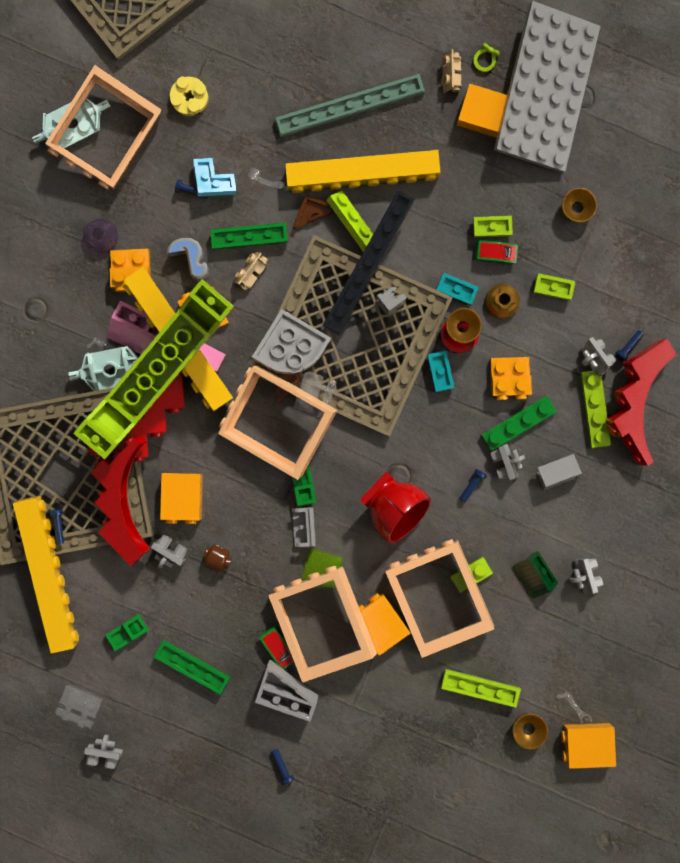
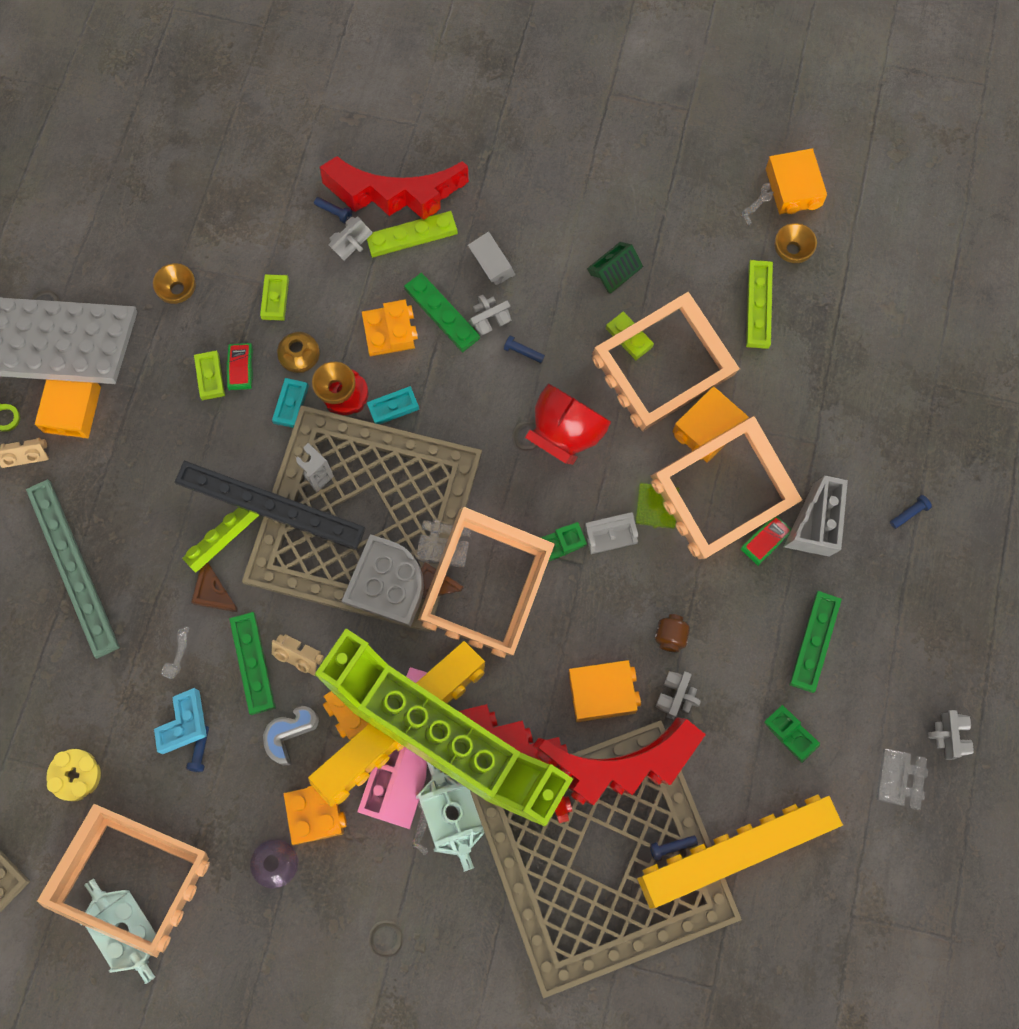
camera: 100 degrees left, 15 degrees down
(363, 170) = (154, 537): yellow brick -> none
(584, 575) = (605, 213): light grey hips -> none

